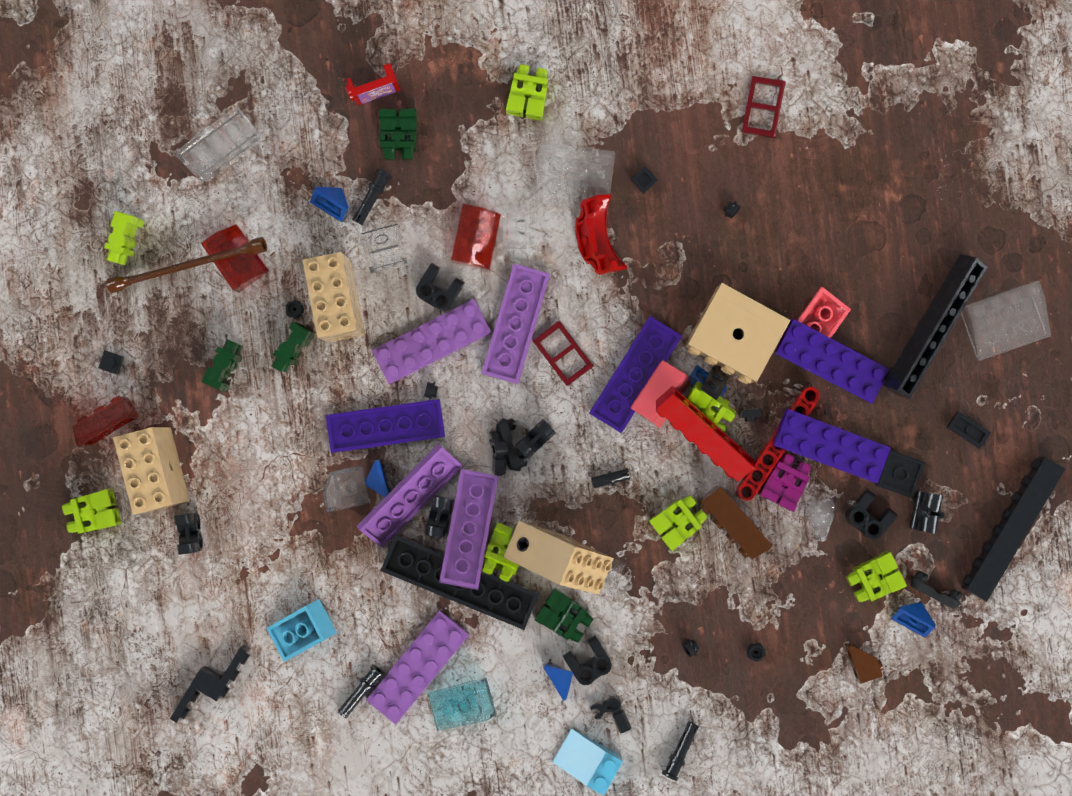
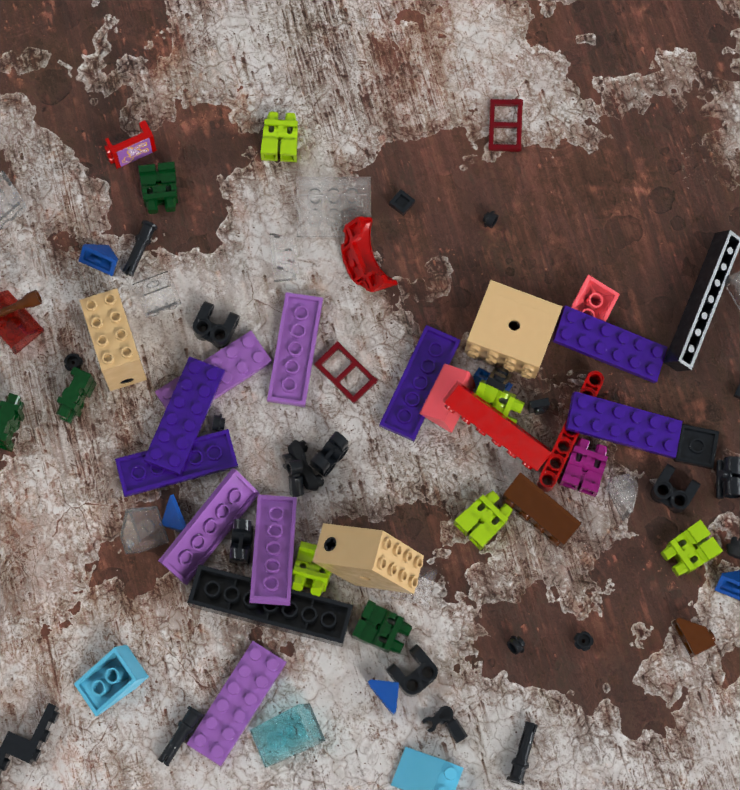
camera: 15 degrees left, 15 degrees down
(398, 380) = (184, 416): none -> dark purple plate
(476, 237) = (245, 273): clear red slope -> none
(610, 478) = (410, 485): black axle -> none

